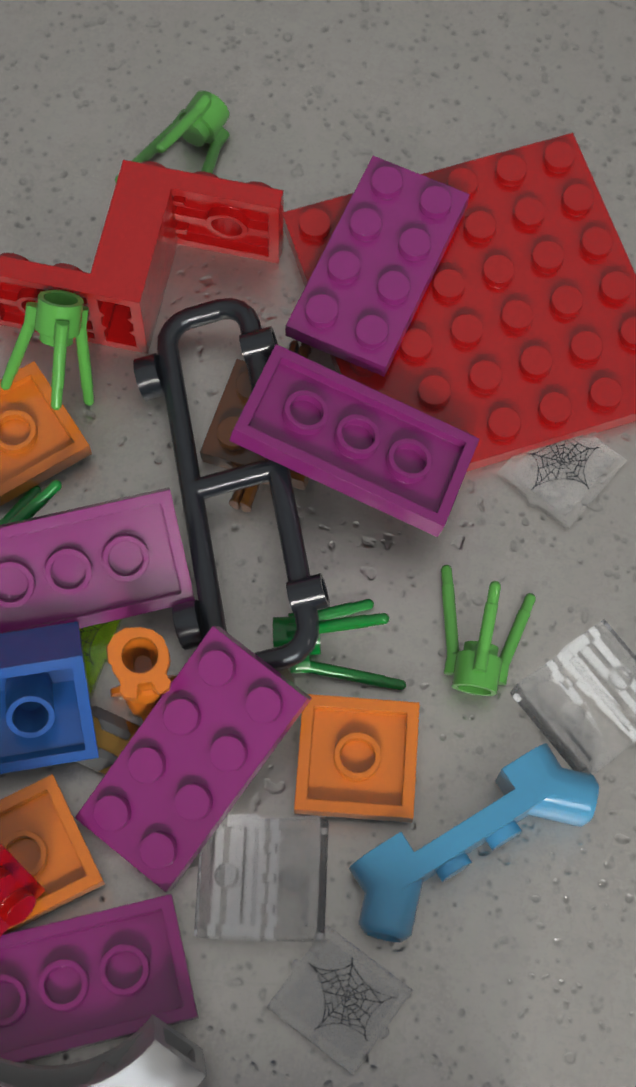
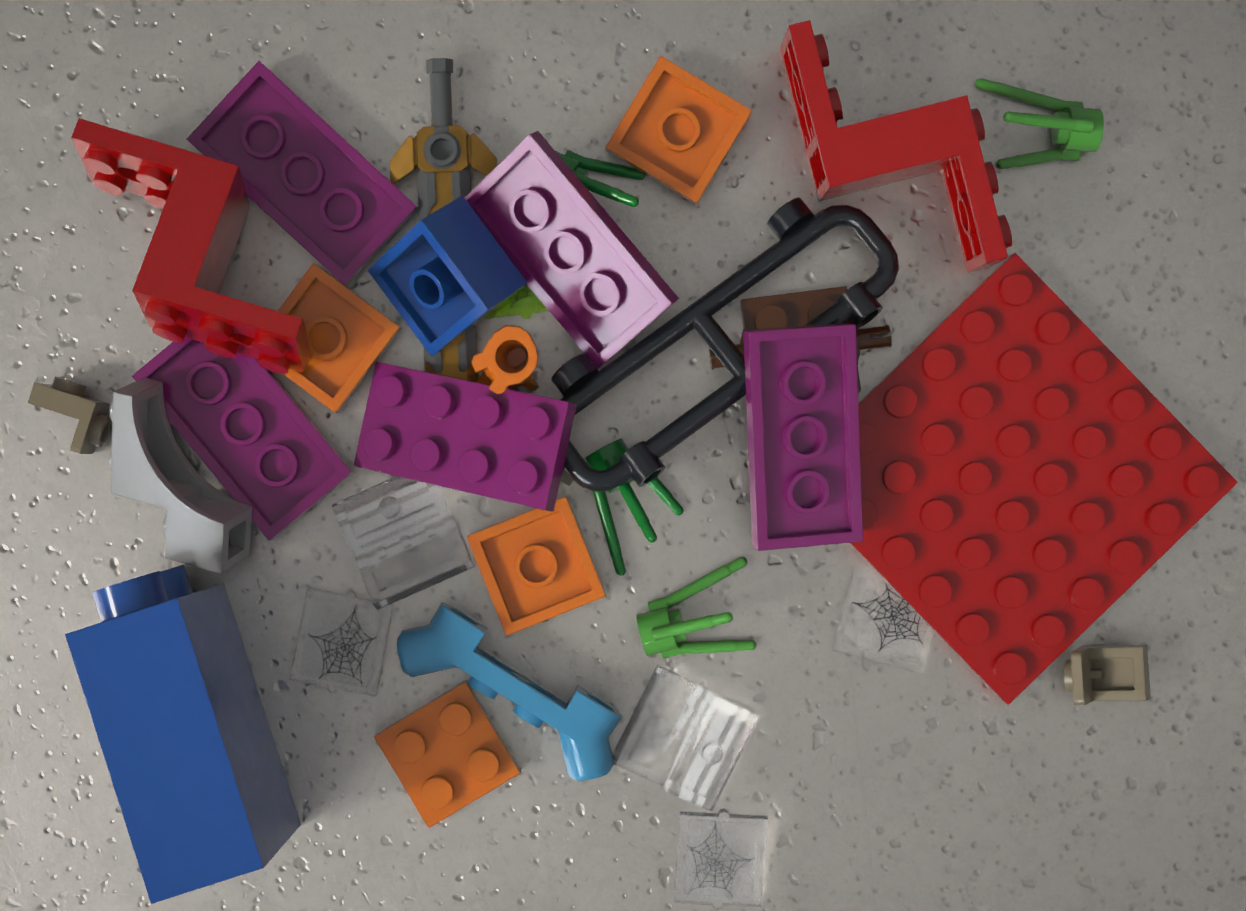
camera: 70 degrees right, 20 degrees up
(58, 319) = (779, 124): bright green plant -> none
(377, 266) = (998, 369): magenta plate -> none
(506, 943) = (447, 754): none -> orange plate

